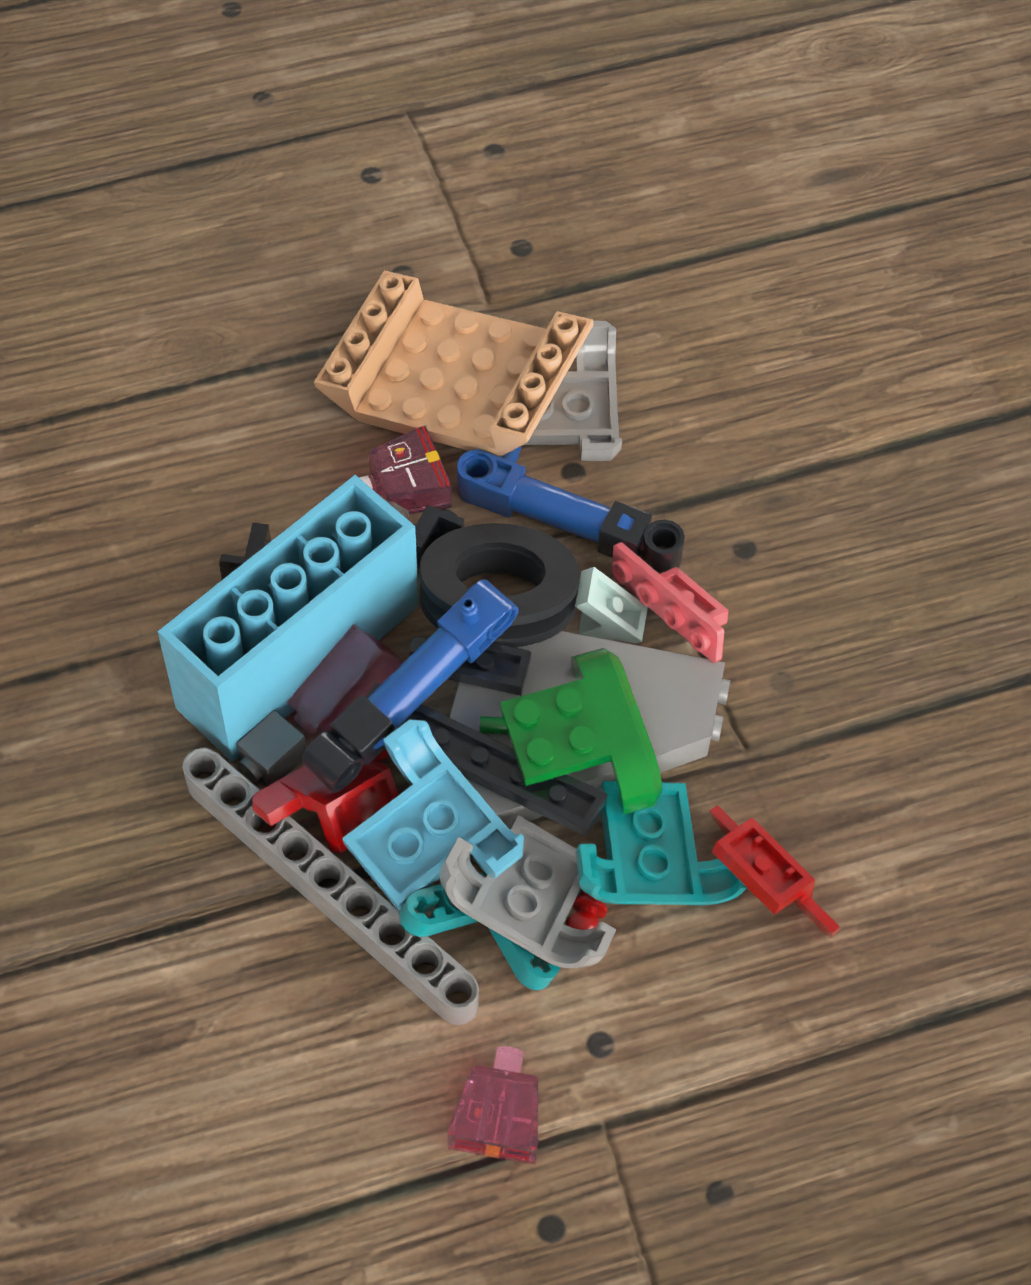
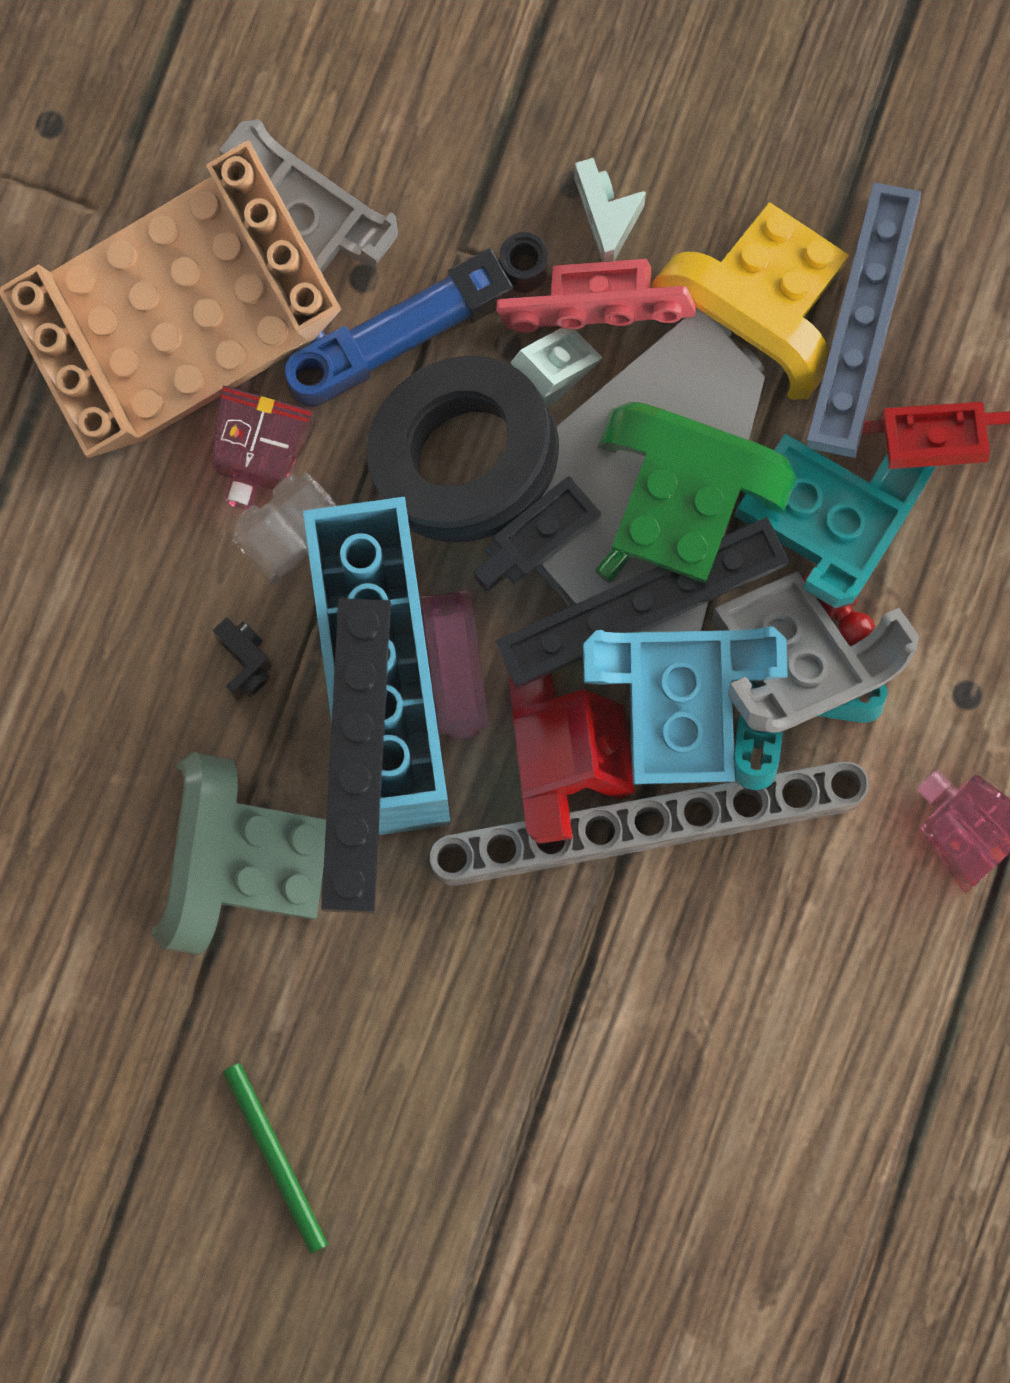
camera: 50 degrees left, 20 degrees up
(104, 639) = (235, 857): none -> sand green piece
(202, 610) = (356, 756): none -> black plate
(270, 750) = (472, 782): dark grey brick -> none
(360, 730) = (546, 668): blue piece -> none
(433, 525) = (340, 478): black bracket -> none
(740, 577) = (610, 220): none -> light aqua slope
(773, 700) = (767, 291): none -> yellow piece
(807, 774) = (864, 320): none -> sand blue plate

